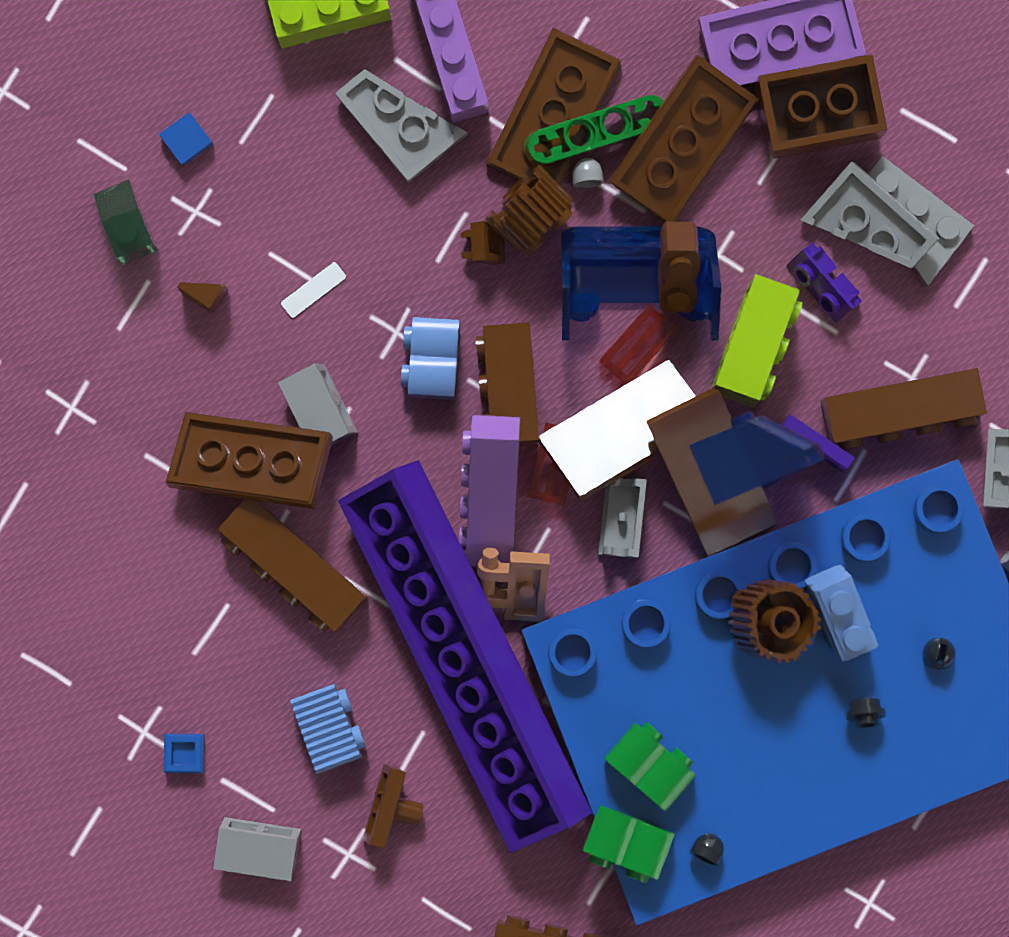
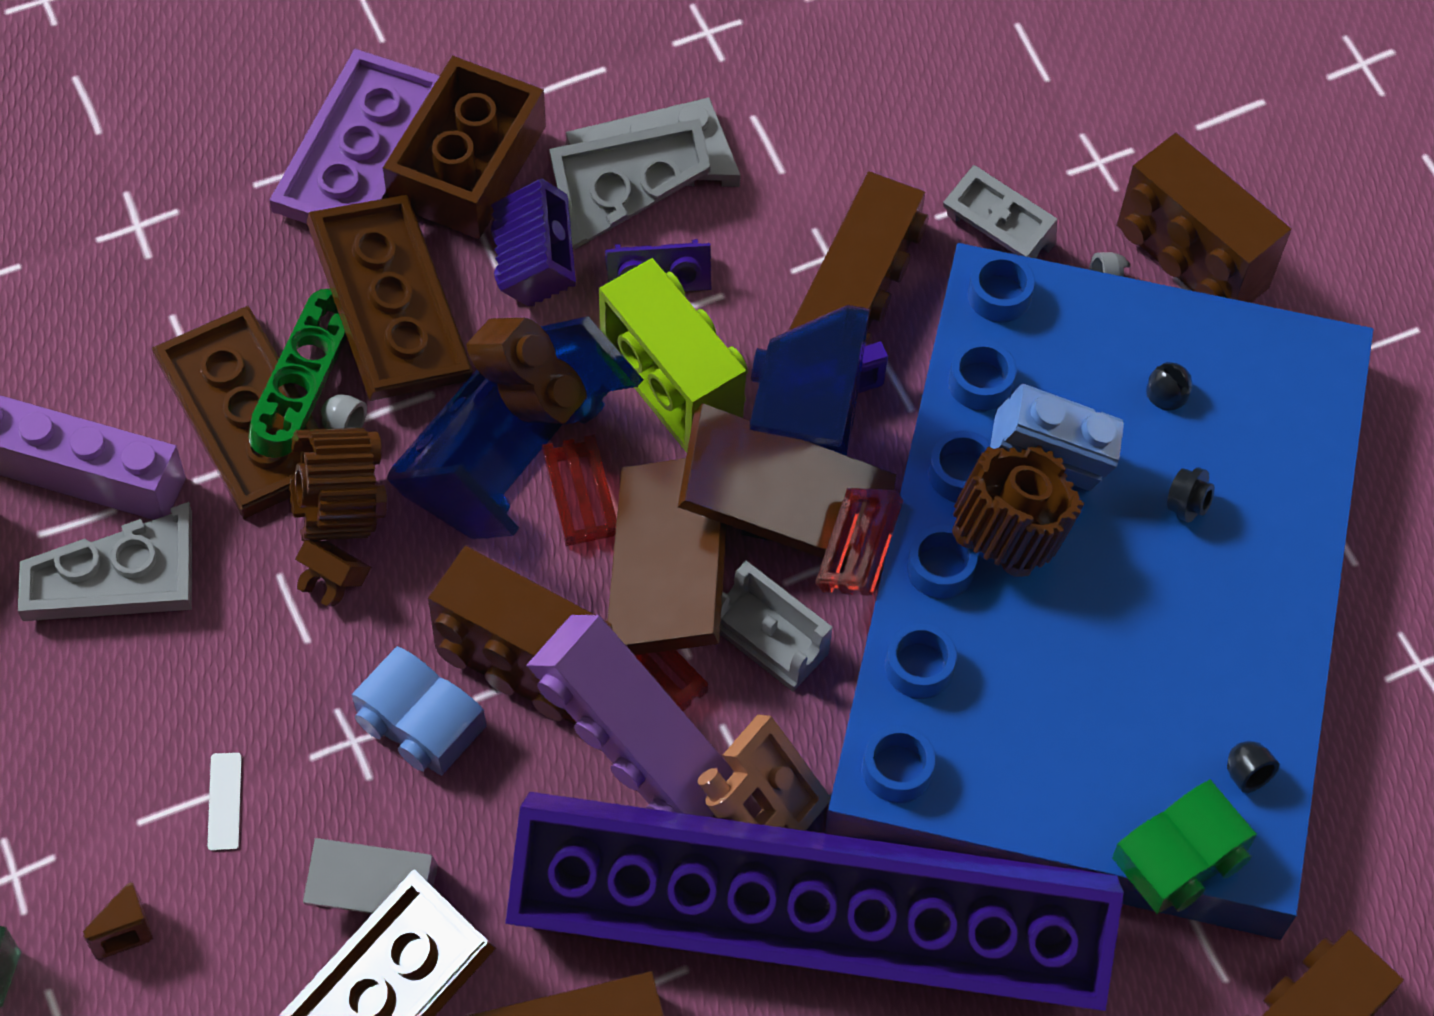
camera: 60 degrees left, 25 degrees down
(651, 765) = (1102, 760): green brick -> none
(705, 542) = (867, 539): none -> tile
(780, 199) = (533, 243): none -> dark purple brick

